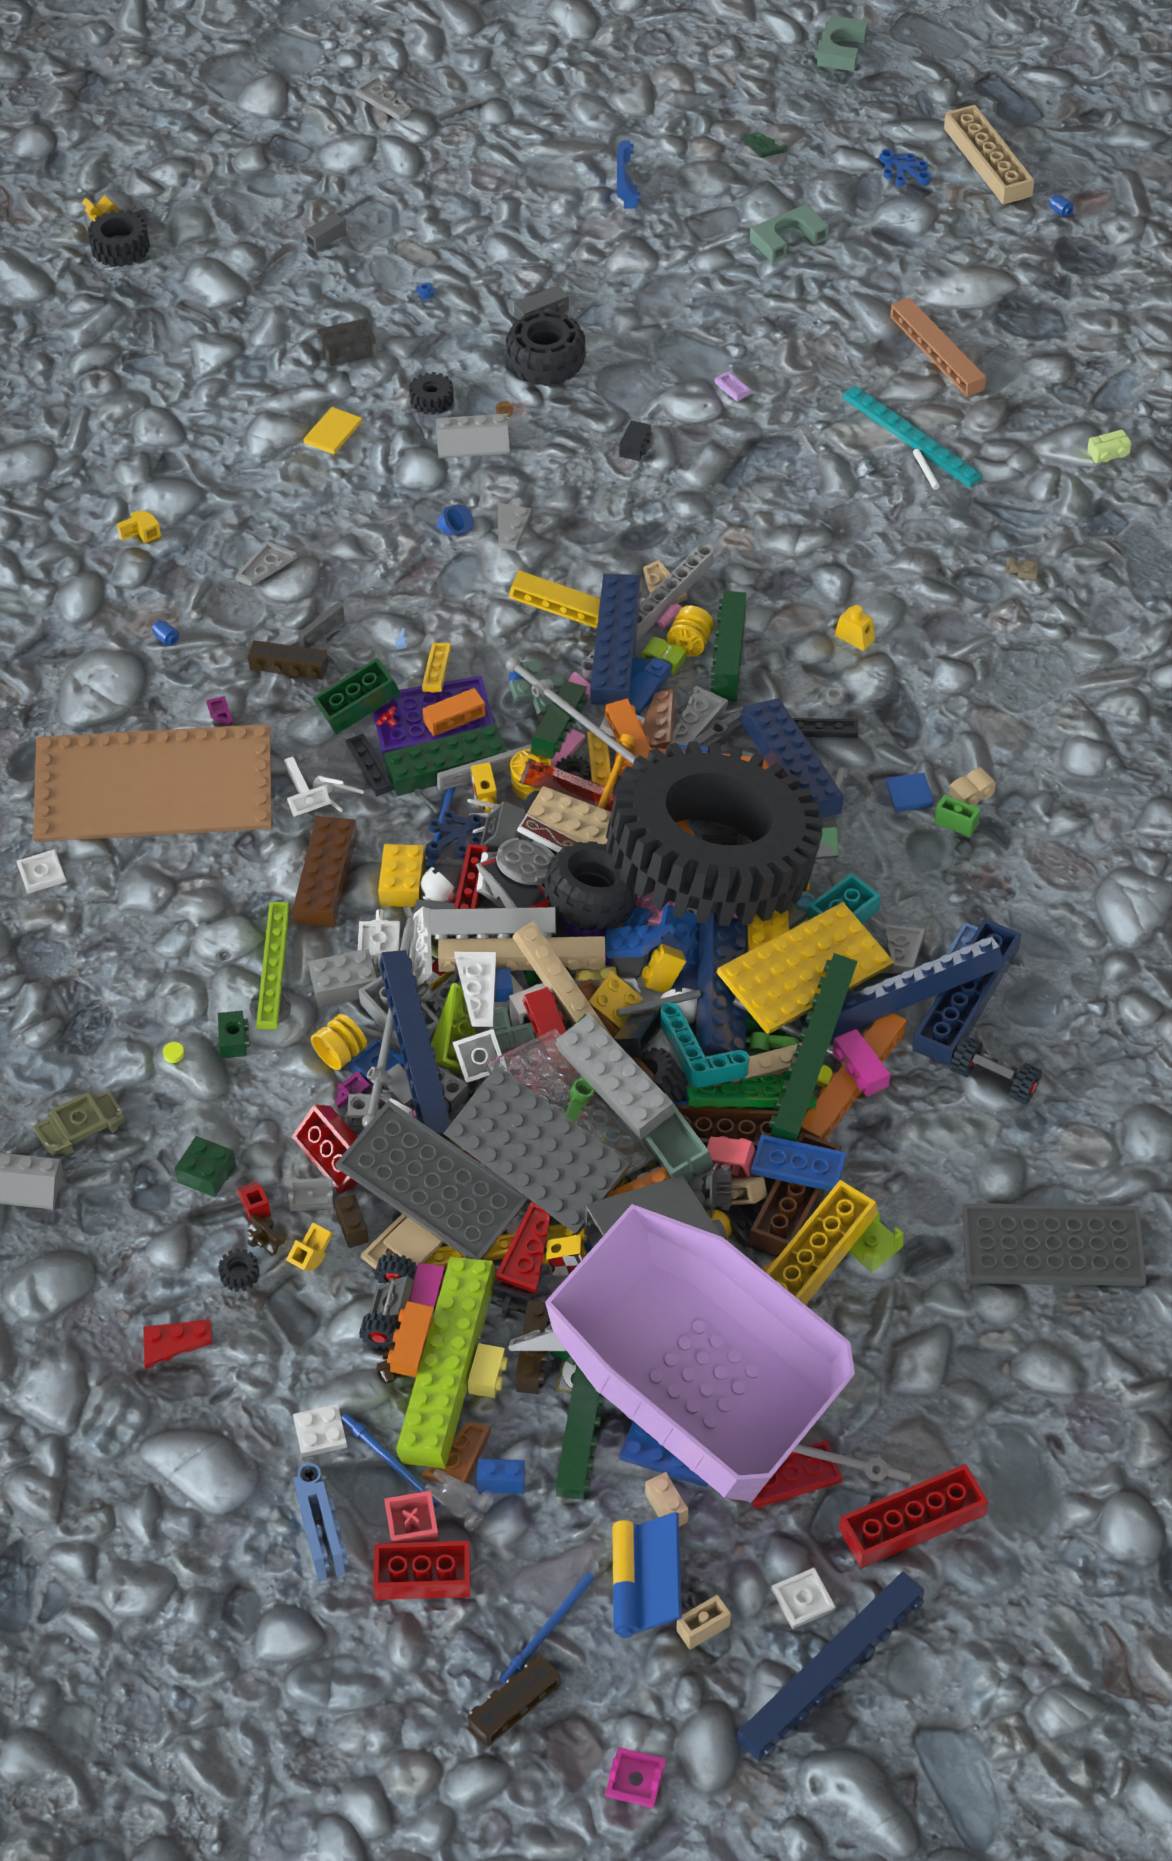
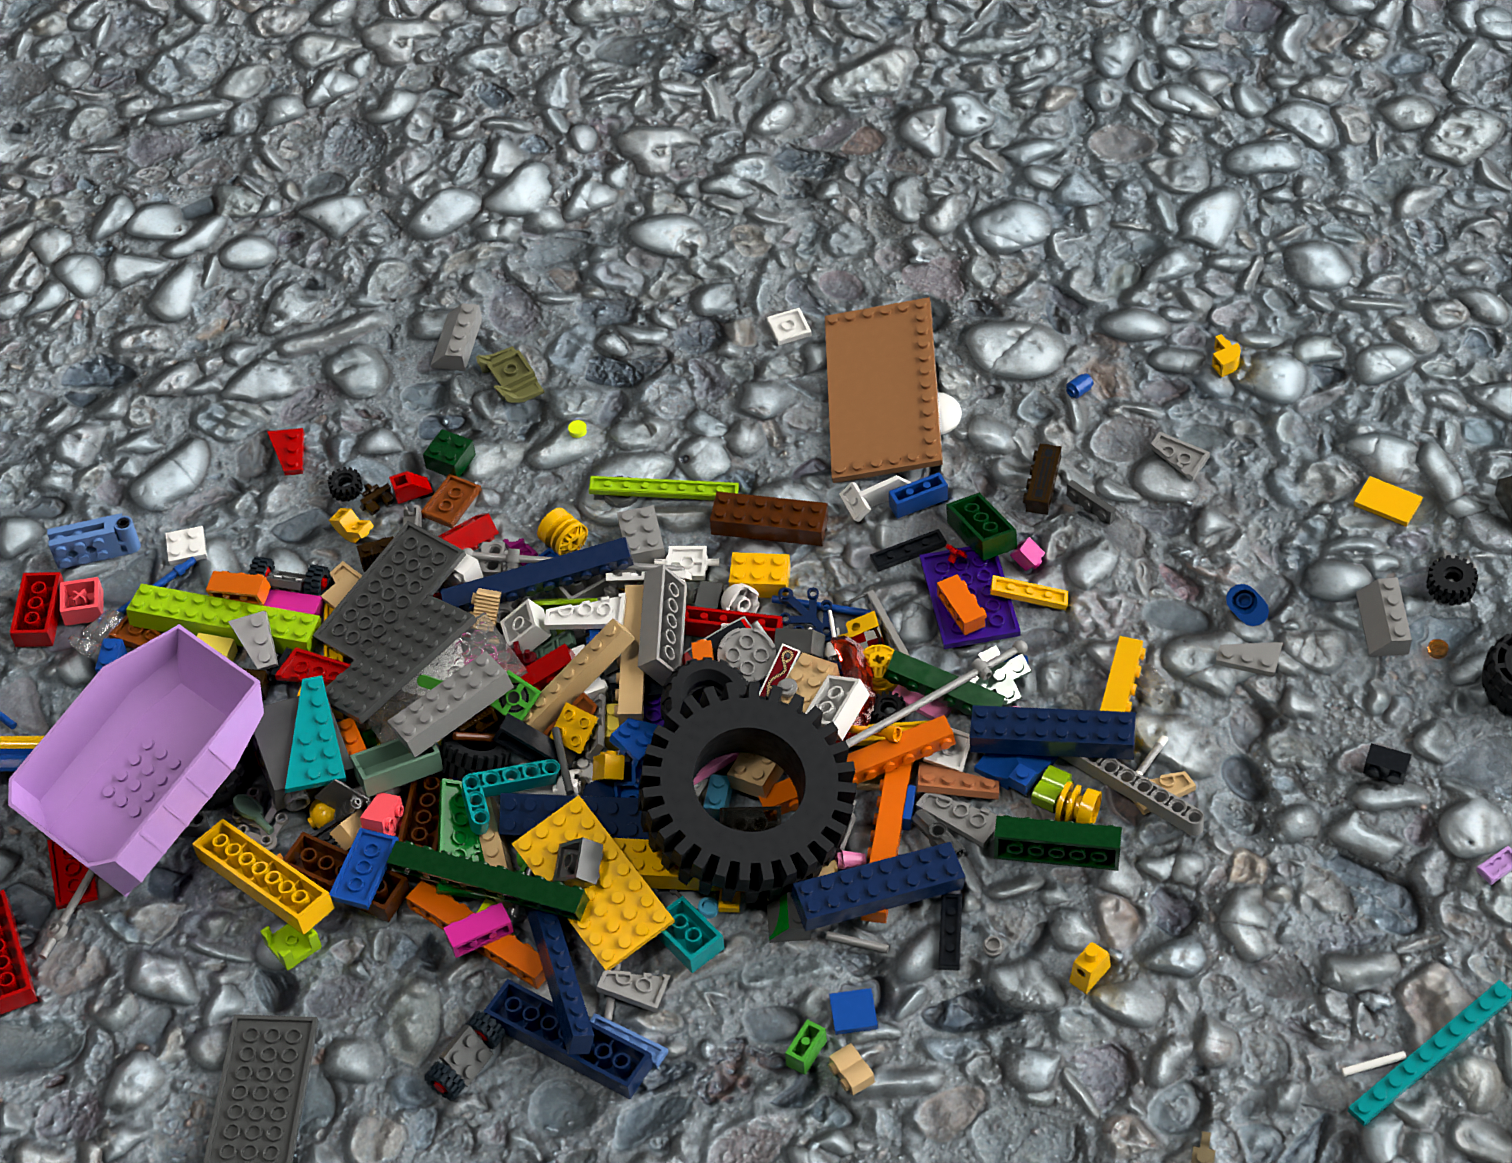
camera: 95 degrees right, 0 degrees up
(219, 710) = (980, 435): magenta slope -> none
(232, 1034) = (587, 463): dark green brick -> none
(269, 1164) = (450, 501): none -> dark orange tile
(306, 750) = (918, 495): none -> blue brick
(330, 783) = (878, 515): white plant -> none
(392, 665) = (1028, 554): none -> brick
(401, 642) = (1072, 569): light blue hand -> none
(419, 764) = (906, 604): dark green brick -> none
(455, 1086) = (486, 601): none -> tan brick
(488, 1307) = (257, 639): none -> light grey wing
(530, 890) = (701, 649): none -> orange brick
(575, 819) = (789, 687): none -> light grey plate
(590, 783) = (840, 701): none -> white brick
(668, 616) = (1113, 797): bright pink cone -> none
(679, 1199) = (315, 749): none -> teal wing
(798, 966) = (578, 862): none -> dark grey slope

